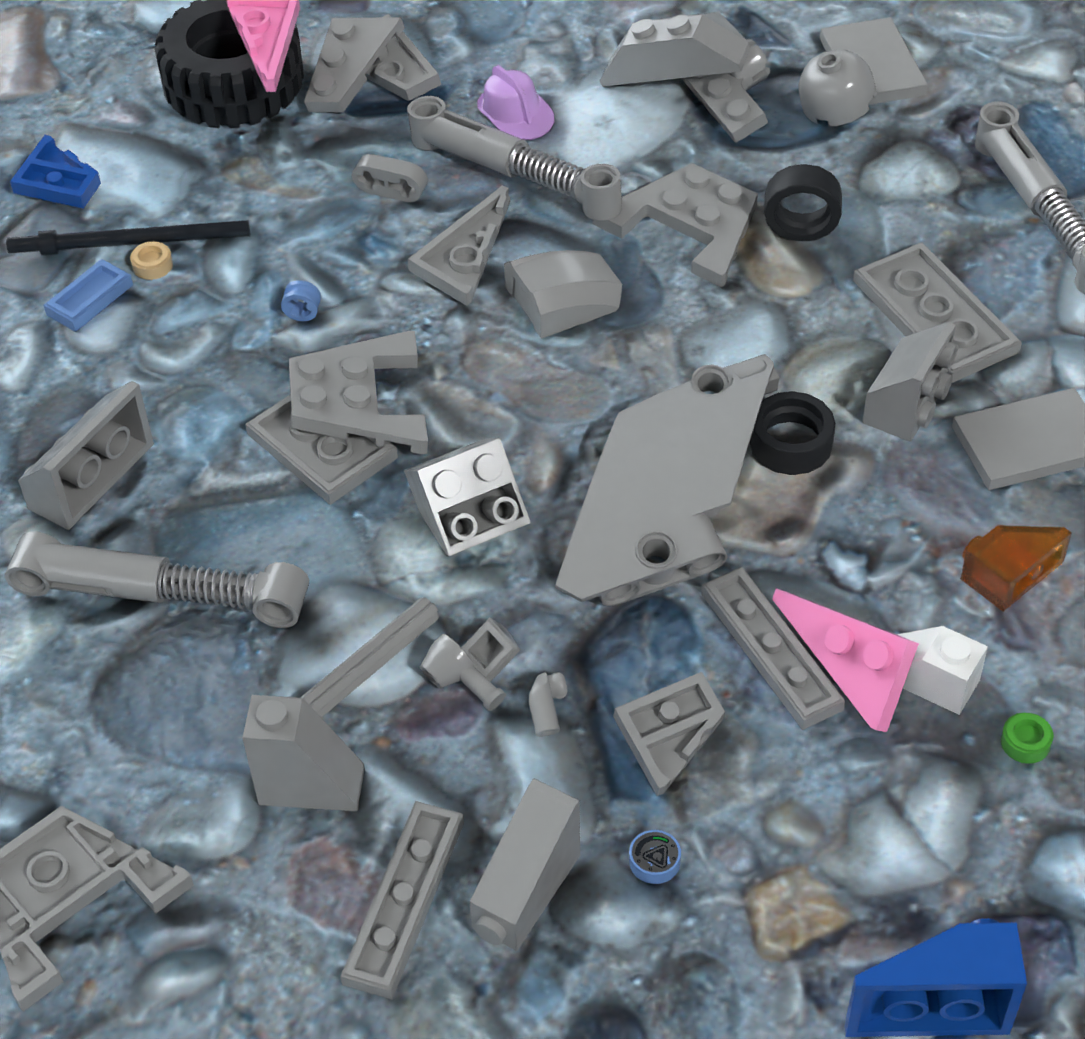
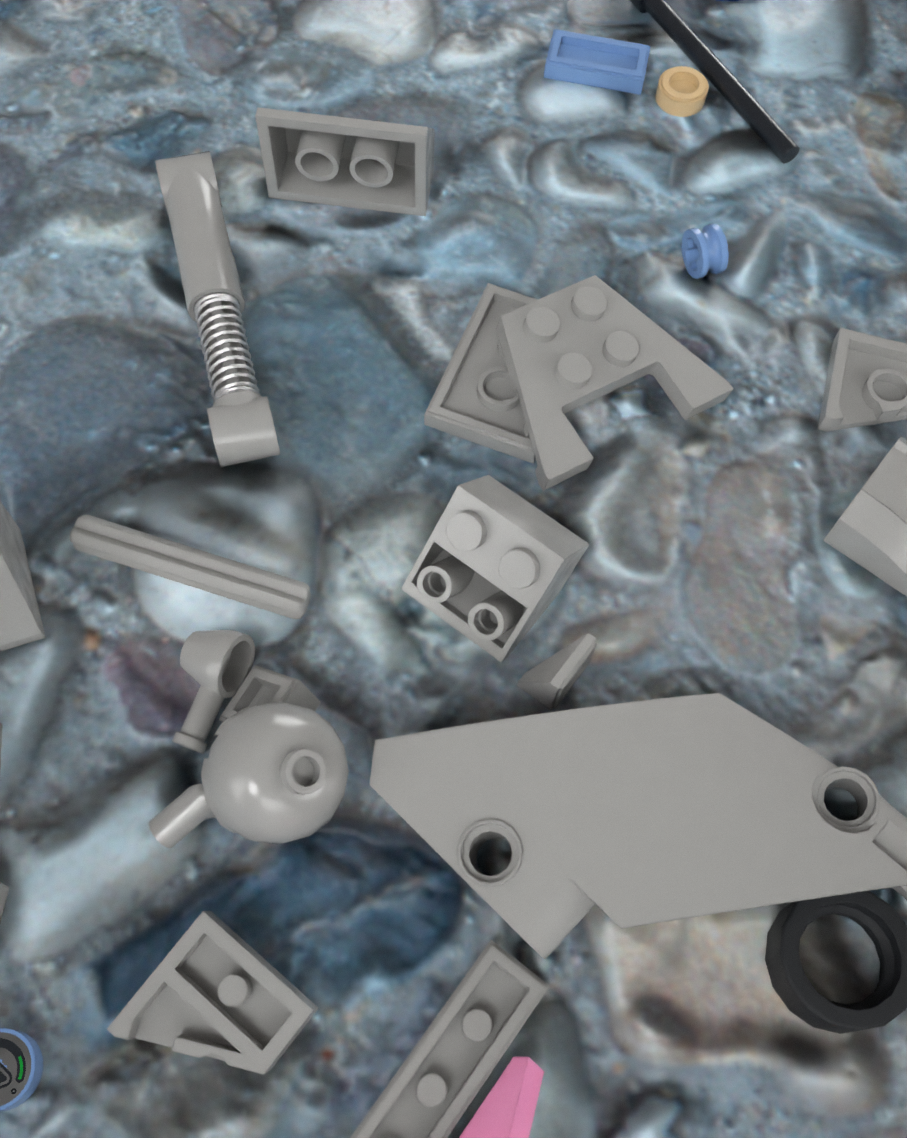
camera: 60 degrees right, 15 degrees up
(550, 638) = (275, 773): none -> light grey cylinder
(559, 491) = (557, 674): none -> light grey slope

